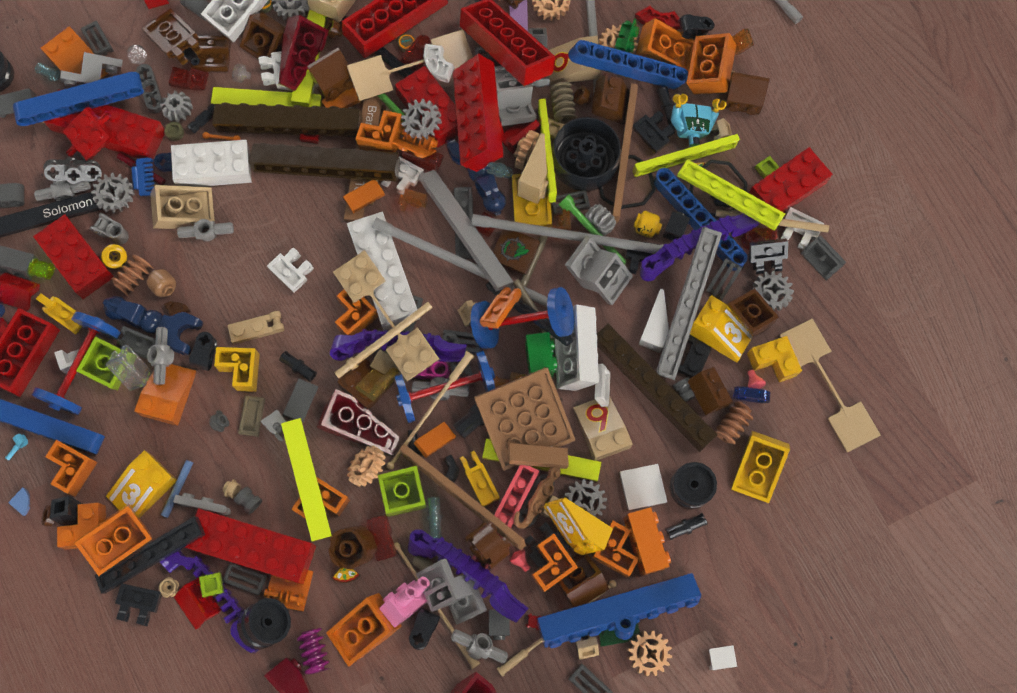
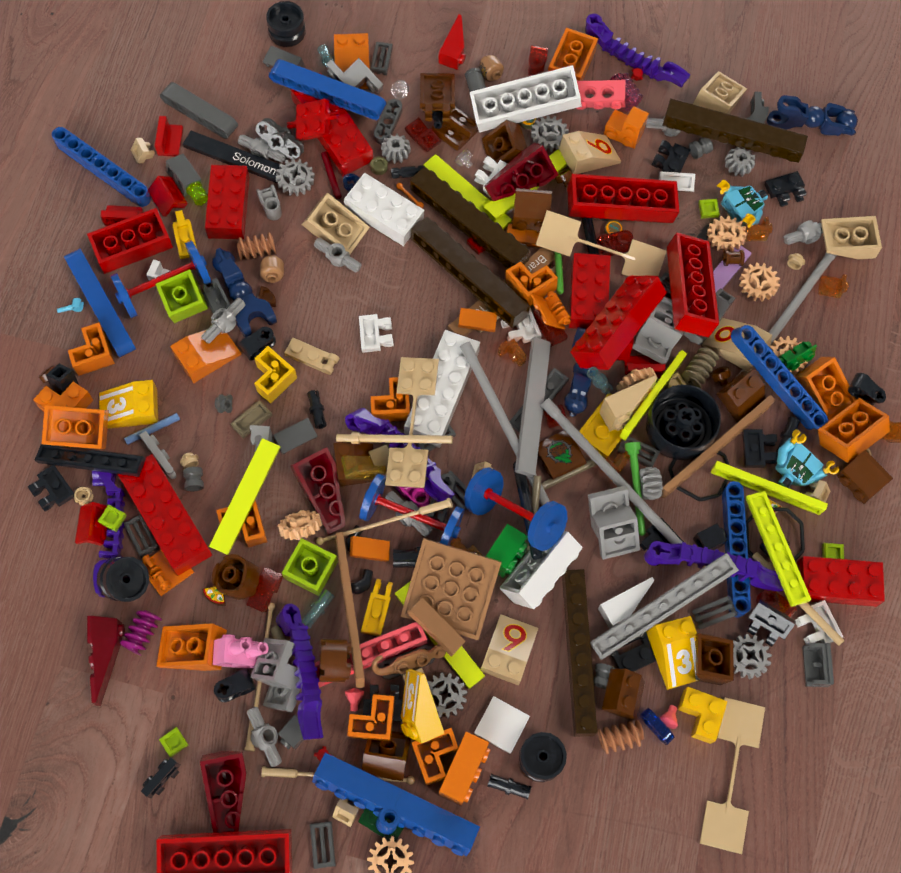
camera: 40 degrees right, 5 degrees down
(21, 501) = (40, 348): medium blue tile -> none
(121, 256) = (249, 226): yellow head -> none
(129, 368) = (193, 311): clear hinge -> none
(139, 176) = (325, 178): blue piece -> none
(413, 119) = (570, 295): light grey gear -> none
(437, 64) = (620, 260): white tile -> none
(500, 307) = (506, 486): orange hinge -> none
(602, 389) = (537, 616): white tile -> none
(647, 224) = (687, 517): yellow head -> none
(649, 13) = (847, 366): red tile -> none
(760, 466) = (613, 790): yellow slope -> none

